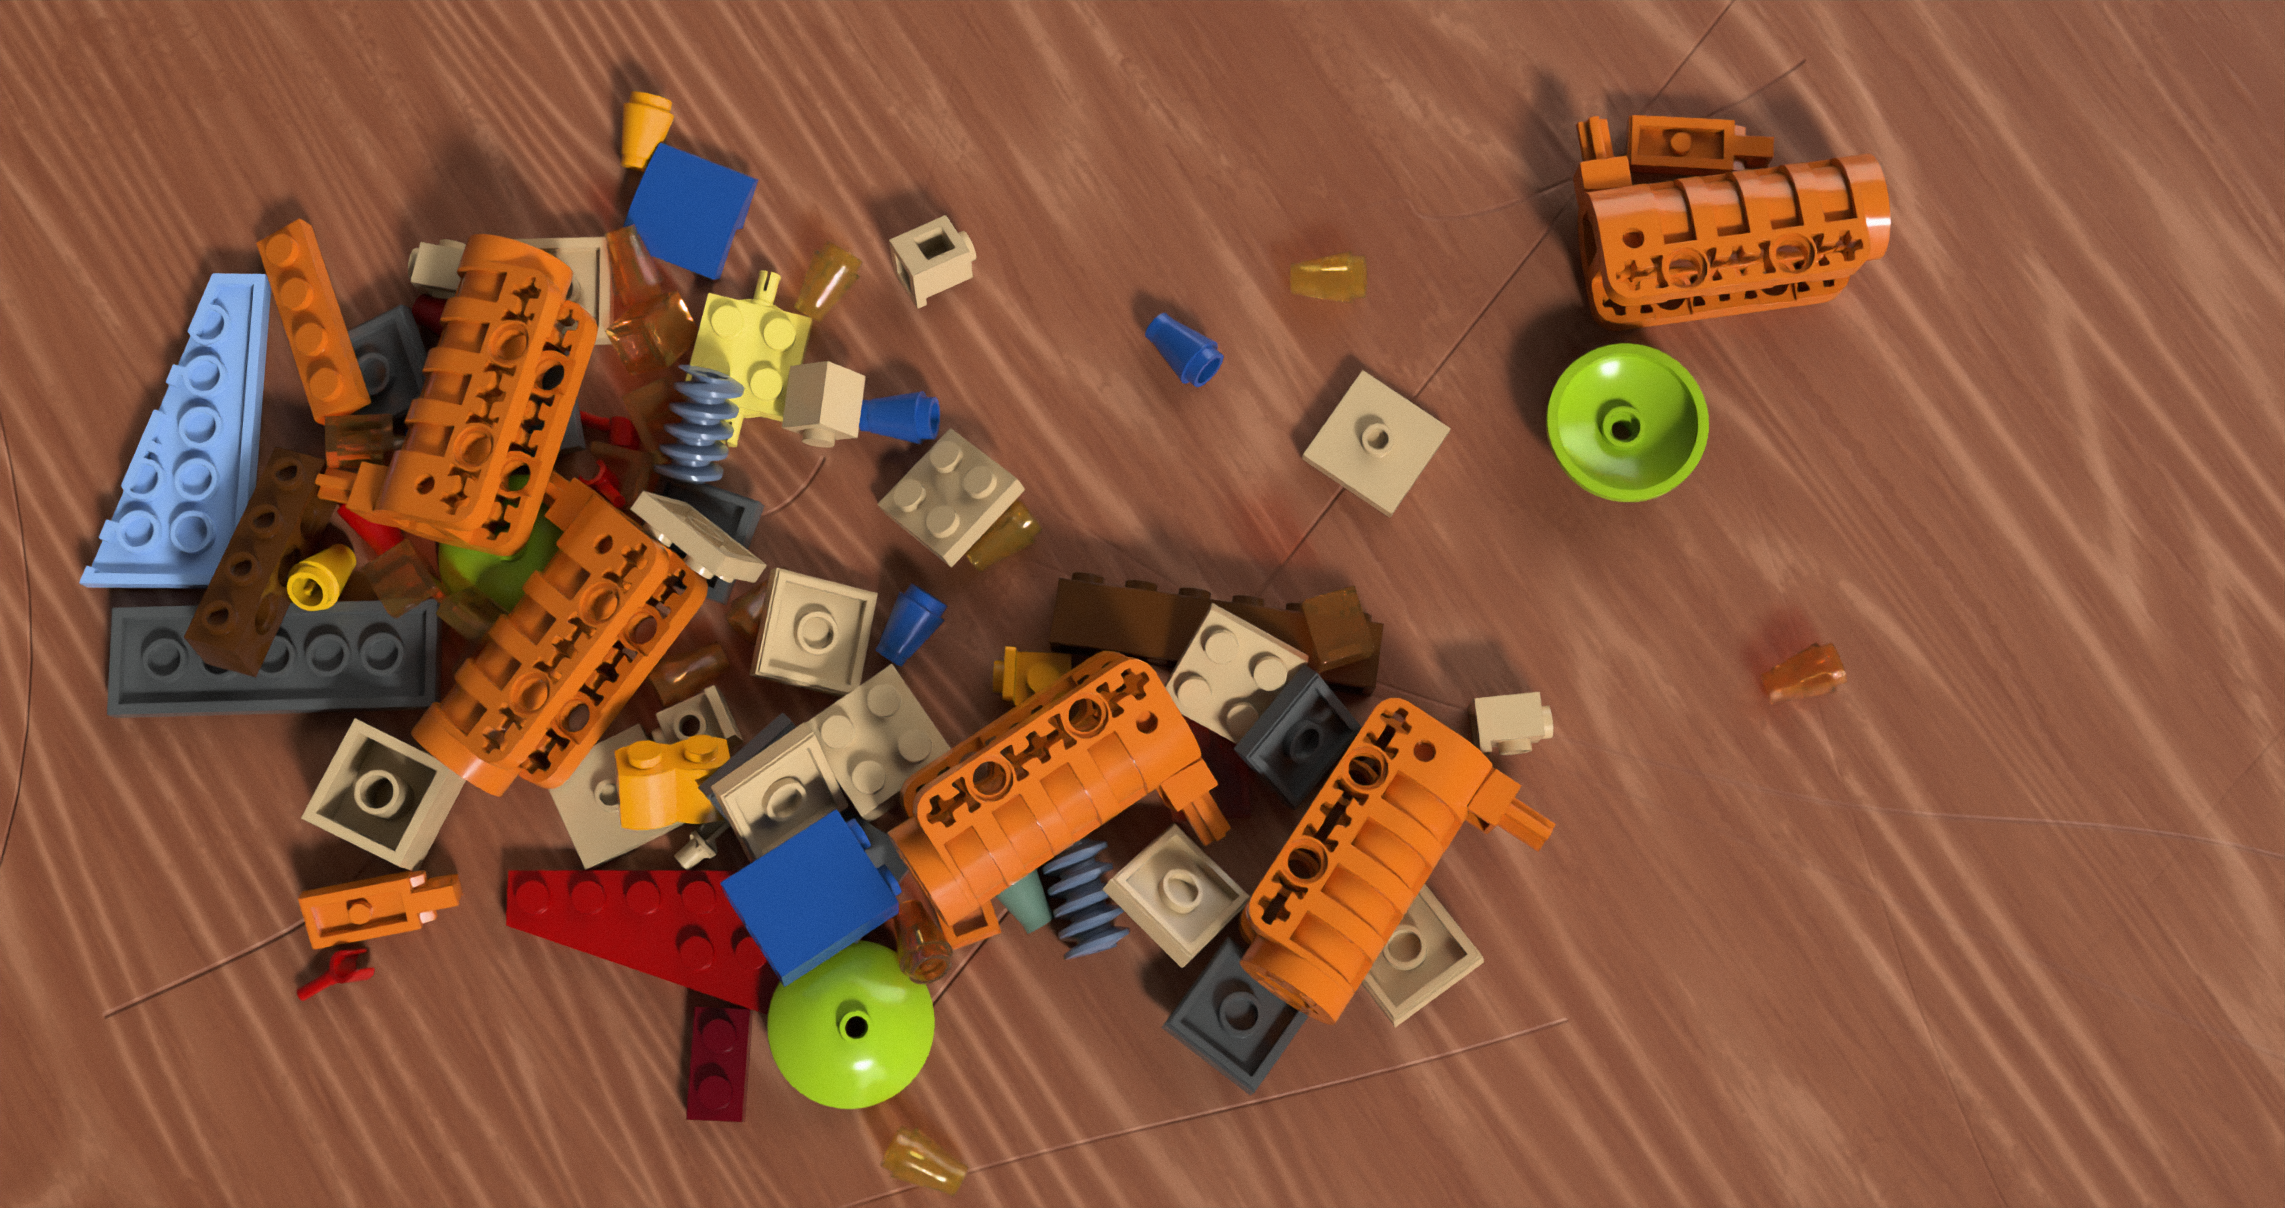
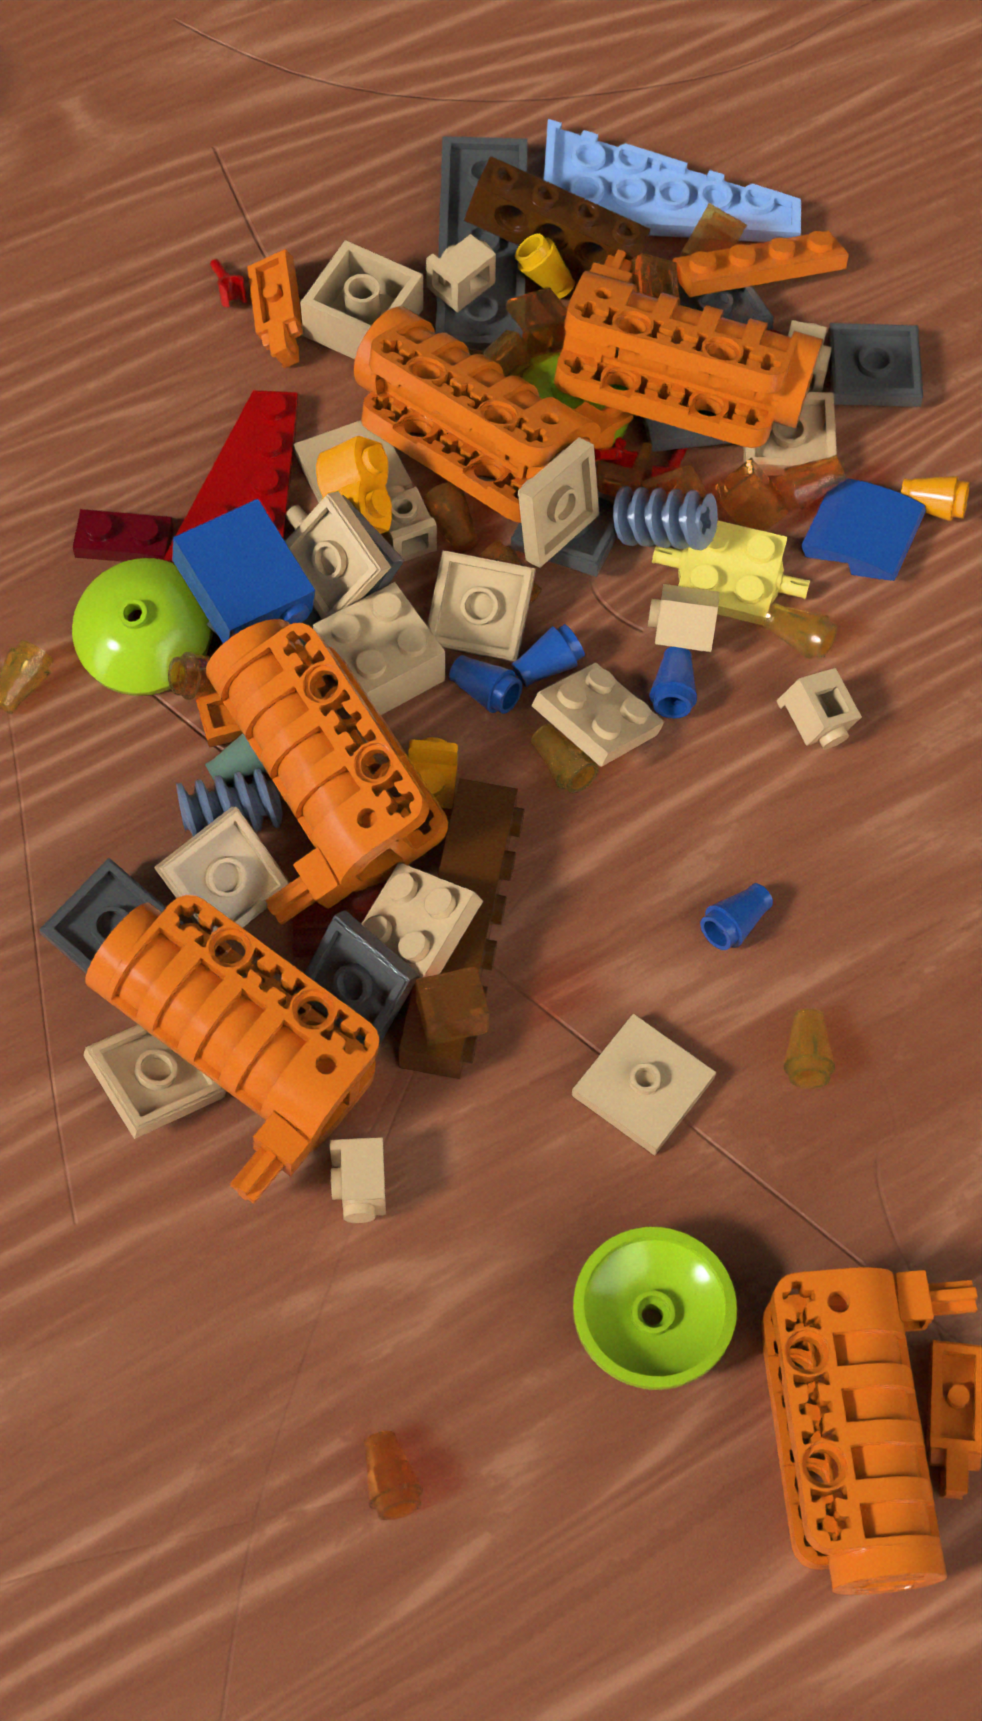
camera: 90 degrees right, 15 degrees down
(274, 377) = (714, 232): none -> clear orange panel
(341, 673) = (461, 272): none -> tan brick
(456, 190) = (875, 364): none -> dark grey plate
(872, 555) = (550, 655): none -> blue cone

